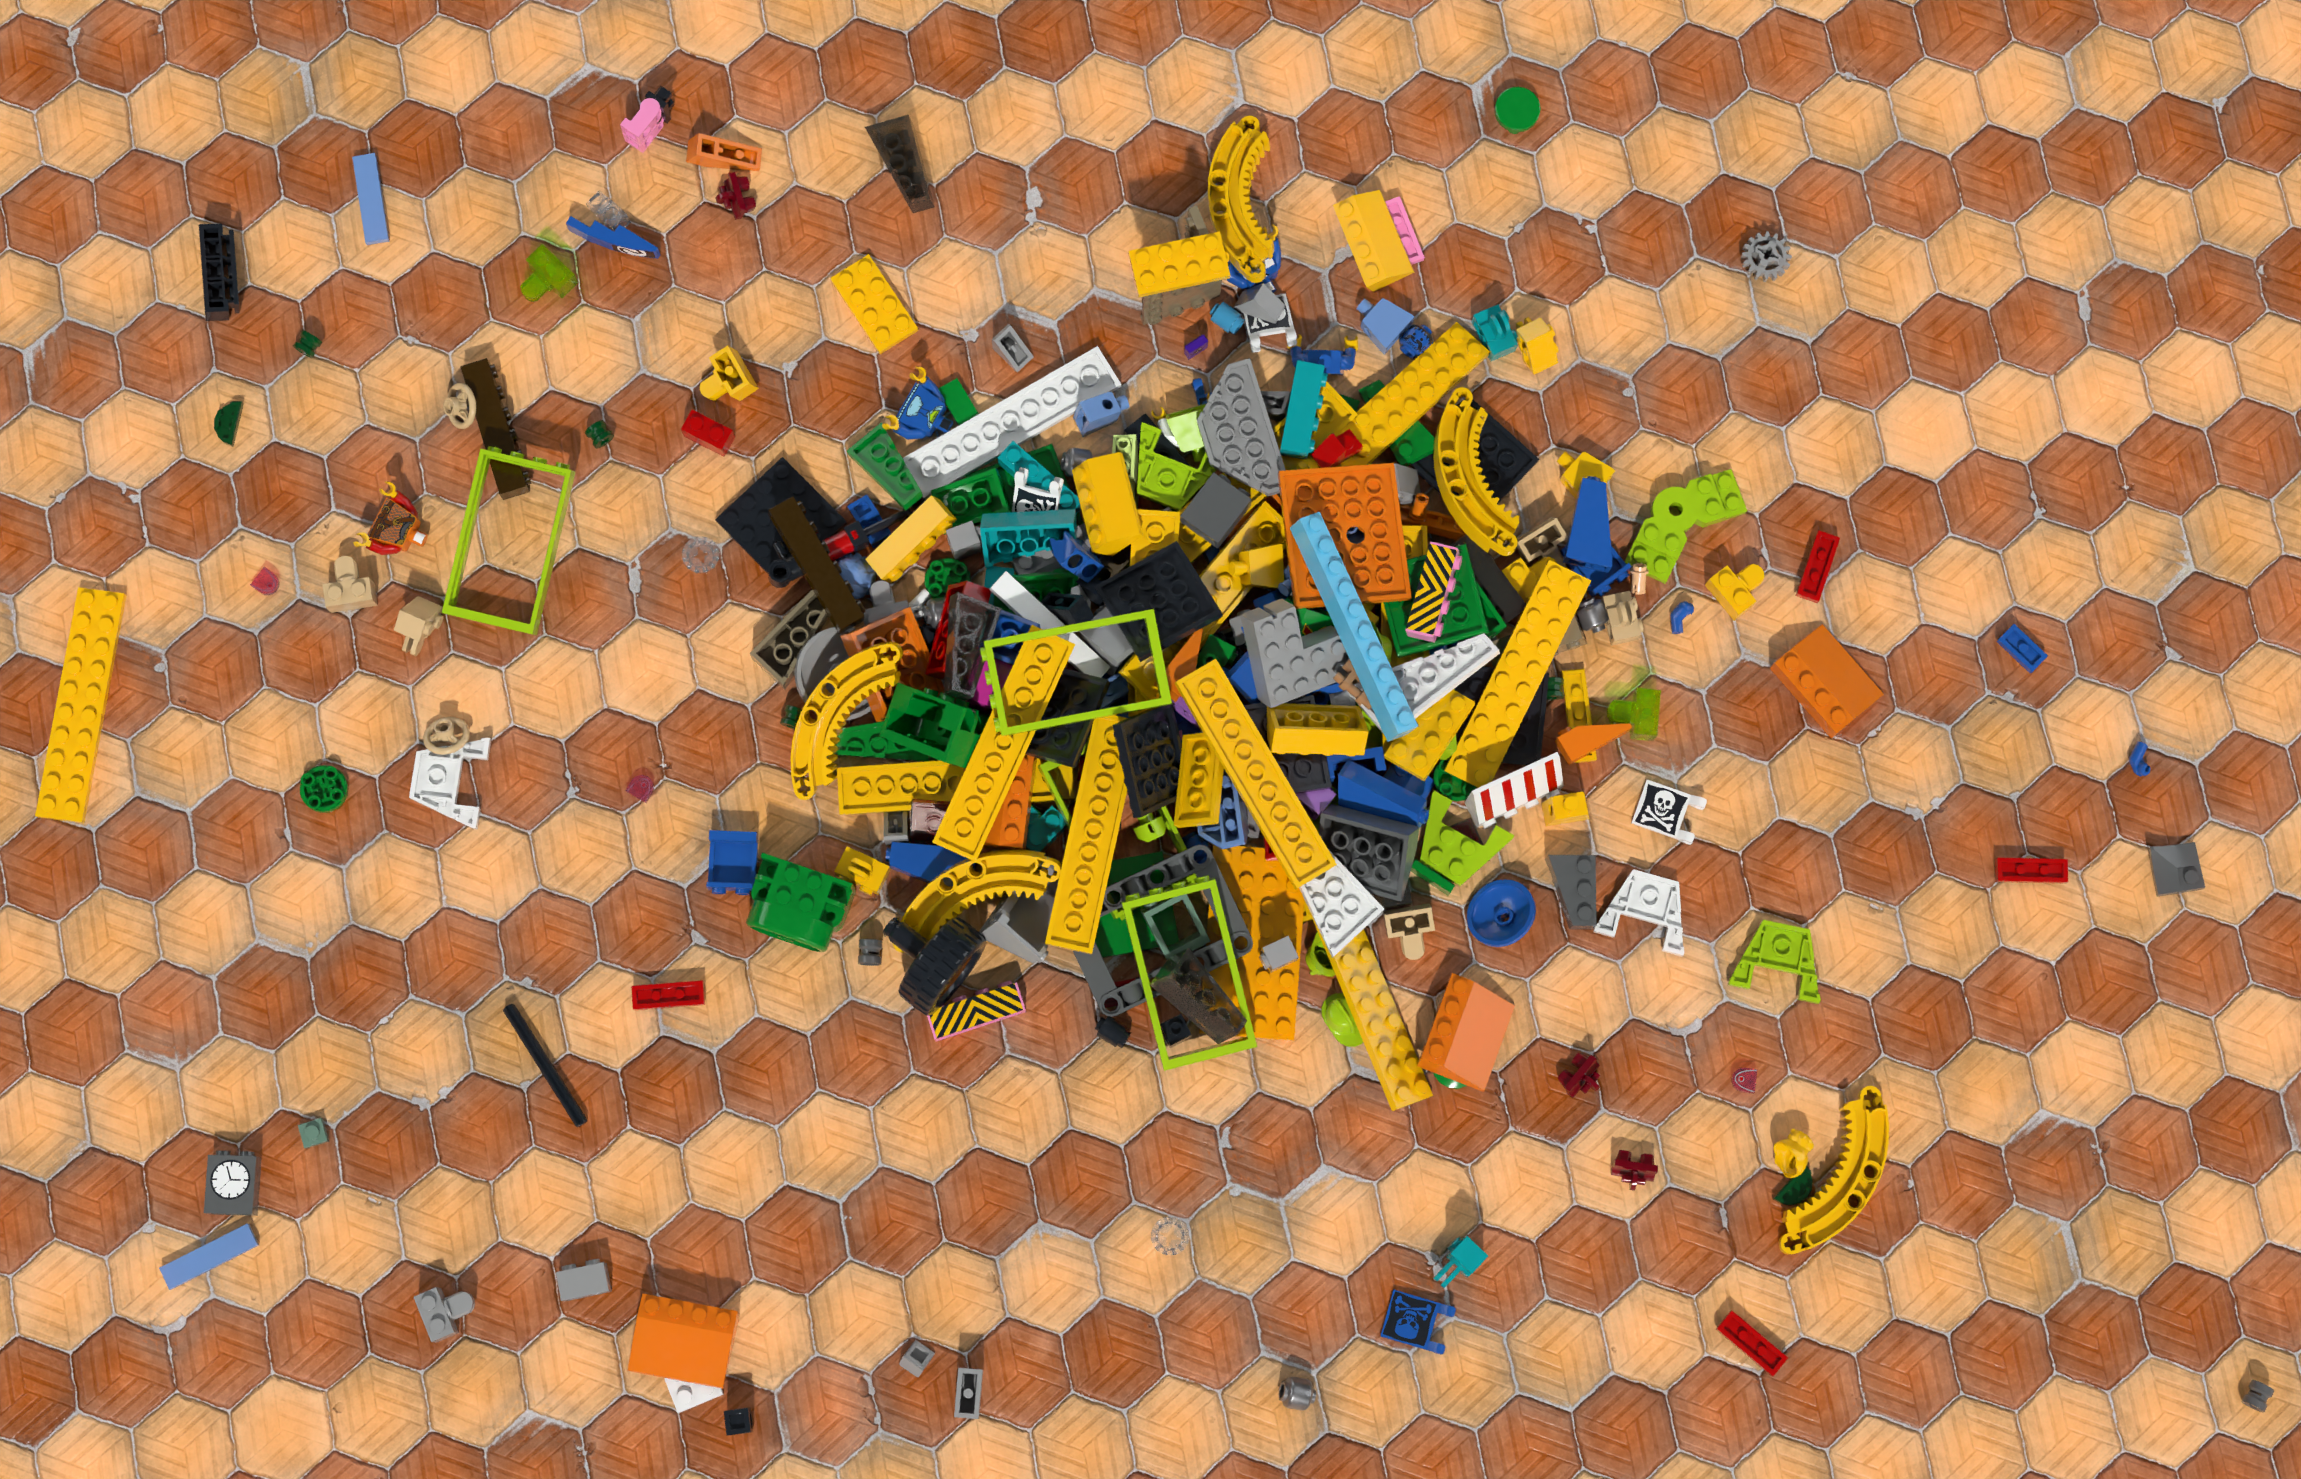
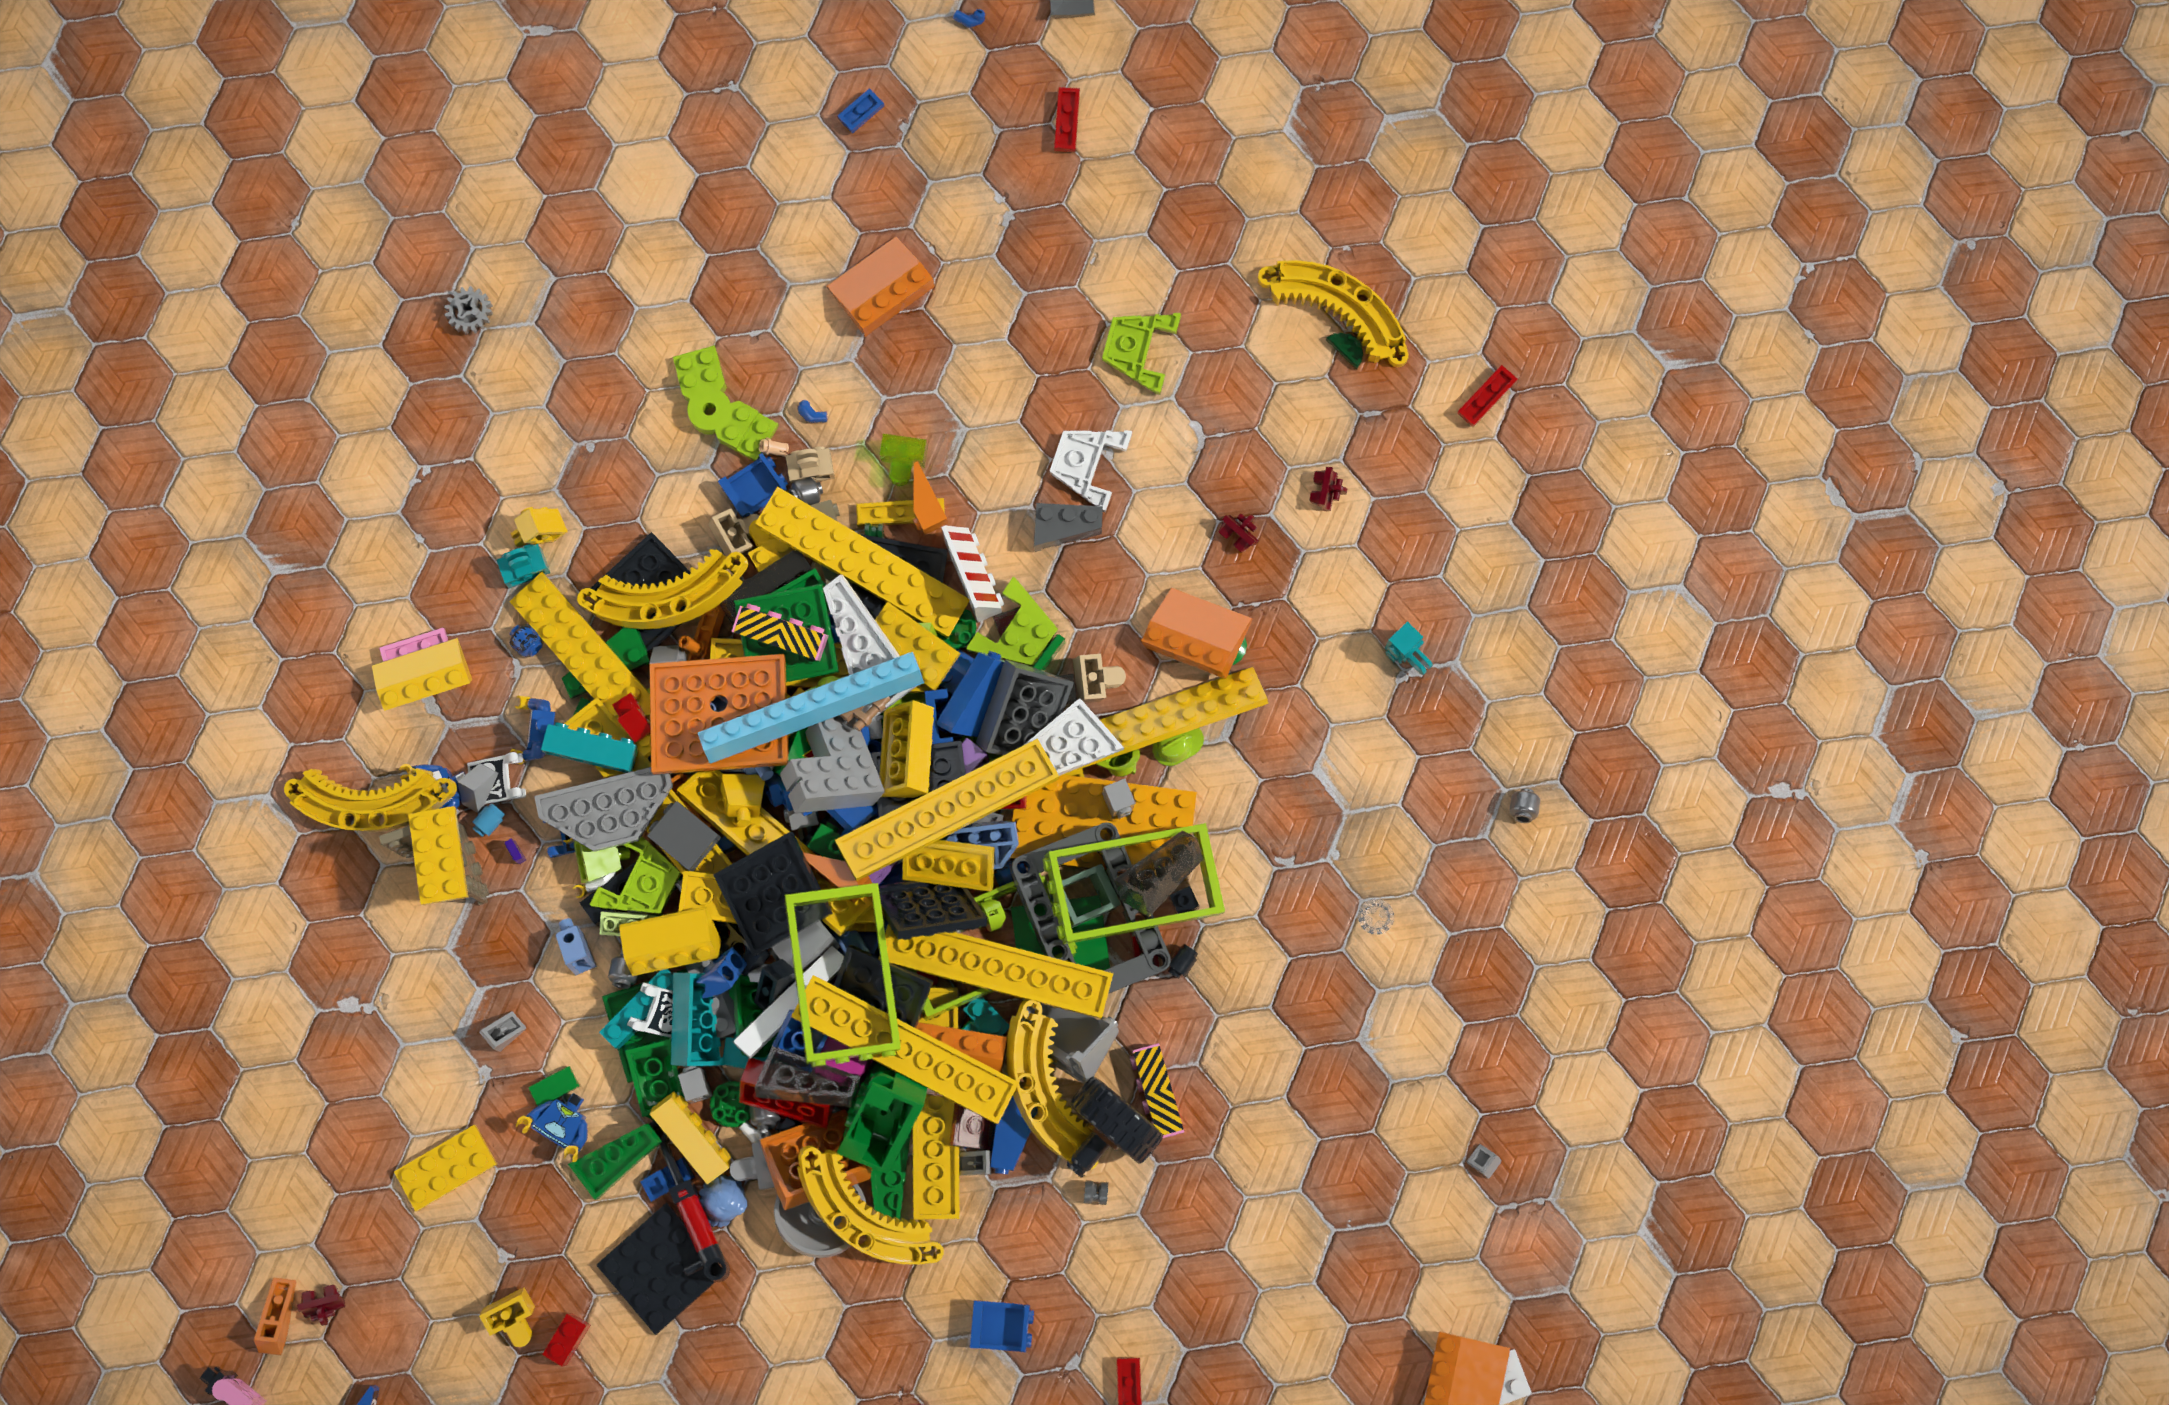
camera: 80 degrees left, 0 degrees up
(691, 550) = (681, 1344): clear gear -> none
(738, 1421) = (1542, 1334): black brick -> none
(781, 647) = (792, 1270): dark tan wedge -> none
(791, 717) = (860, 1261): dark green wheel -> none
(798, 903) = (1047, 1261): green brick -> none
(816, 564) = (711, 1231): dark brown brick -> none
(862, 871) = (1016, 1198): yellow brick -> none
(902, 156) = (293, 1134): clear smoke wedge -> none
(968, 1393) = (1520, 1111): light grey brick -> none
(1011, 420) = (577, 1035): white plate -> none
(1276, 404) = (579, 773): light grey slope -> none
(1384, 322) = (505, 670): medium blue torso -> none
(1412, 1321) = (1459, 697): flag -> none
(1493, 905) = (1077, 602): blue dish -> none
(1517, 109) = (301, 531): green tile -> none
(1565, 808) = (990, 528): yellow torso -> none
(1581, 468) = (670, 491): yellow torso -> none
(1590, 531) = (723, 486): blue slope -> none
(1663, 810) = (994, 441): flag -> none
(1734, 590) = (789, 361): yellow brick -> none
(1744, 1080) = (1248, 385): clear pink tile -> none
(1792, 1153) = (1317, 346): yellow hair -> none
(1817, 566) = (772, 285): red plate -> none

